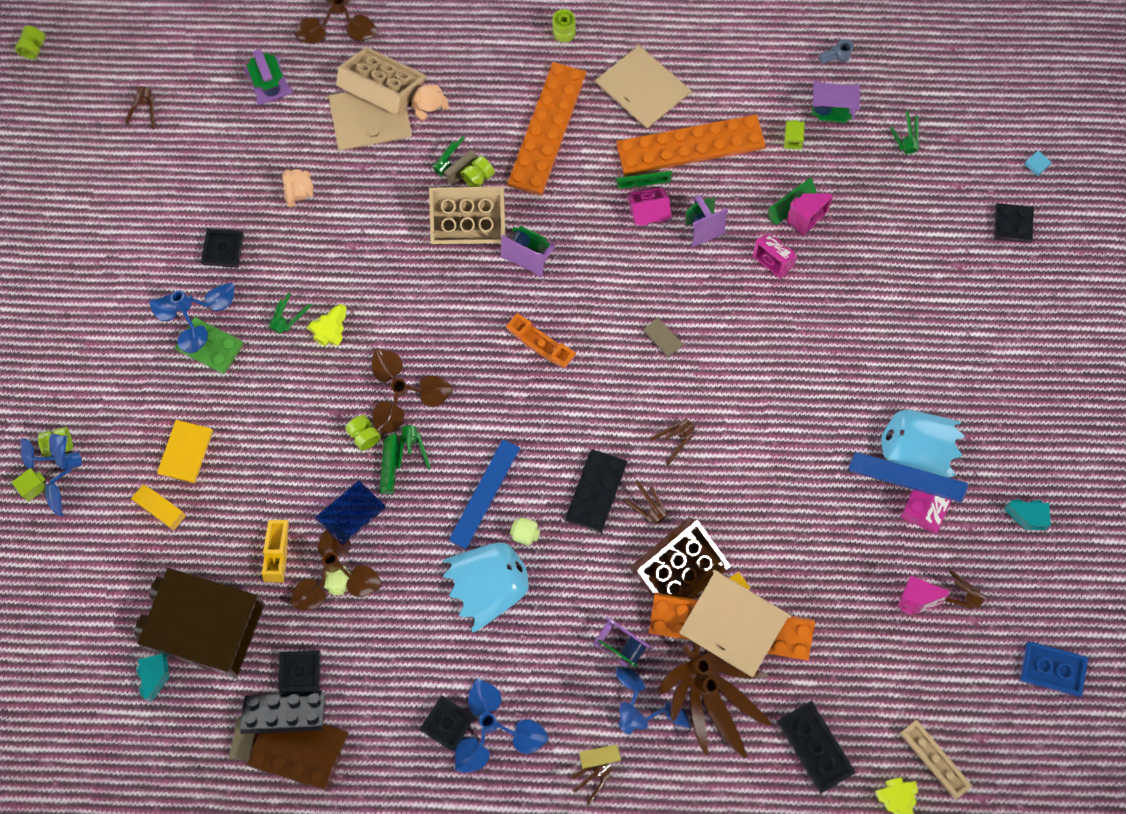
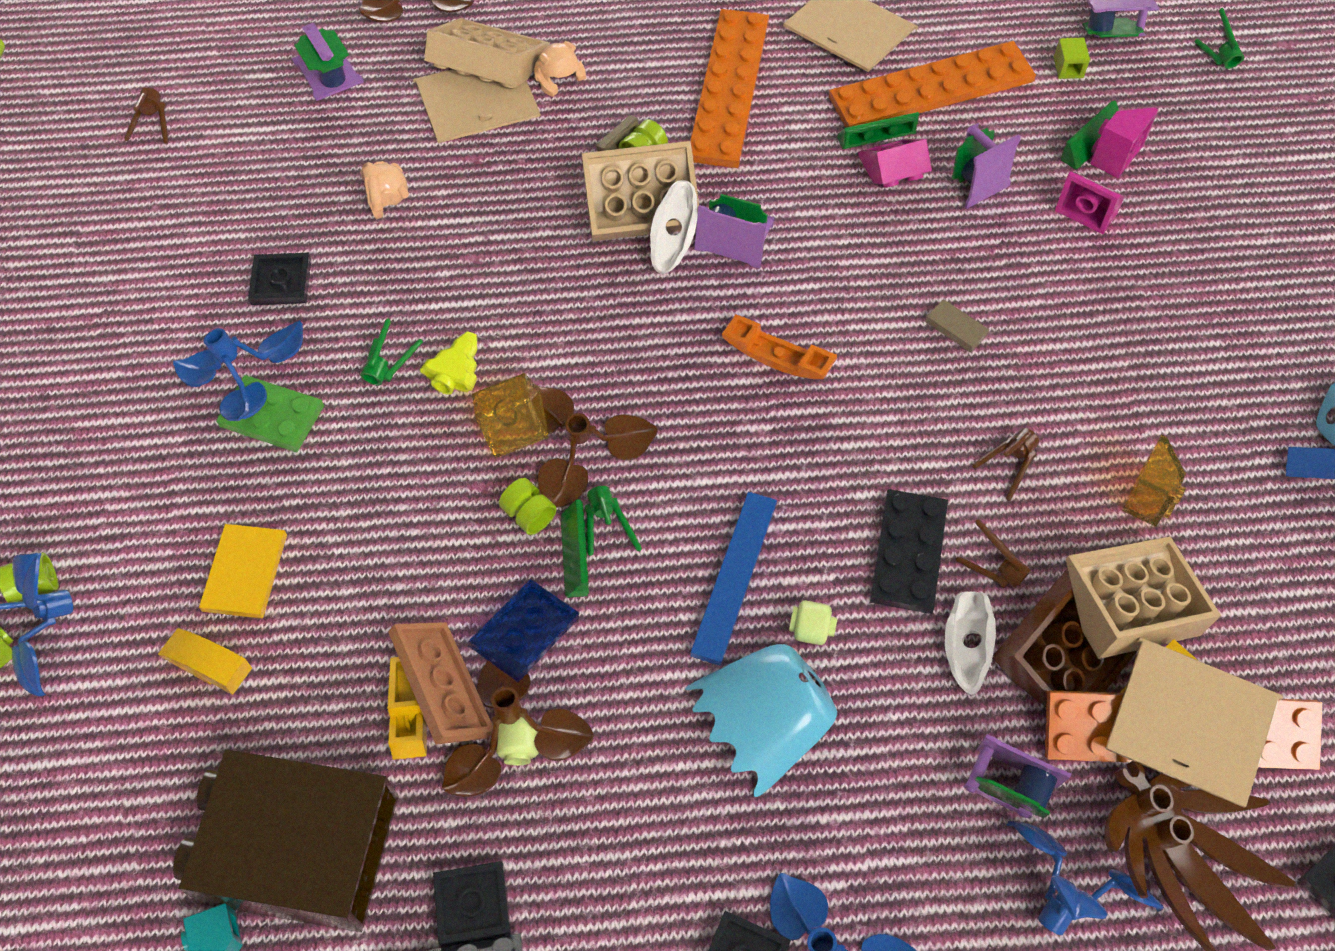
camera: 10 degrees left, 10 degrees down
(296, 539) = (441, 682): none -> nougat plate
(360, 369) = (510, 414): none -> clear yellow slope
(442, 163) = (591, 138): green plant -> none
(480, 259) = (678, 204): none -> white piece
(622, 539) = (970, 615): none -> white piece
(724, 541) = (1138, 593): none -> tan slope
(757, 470) = (1157, 485): none -> clear yellow slope

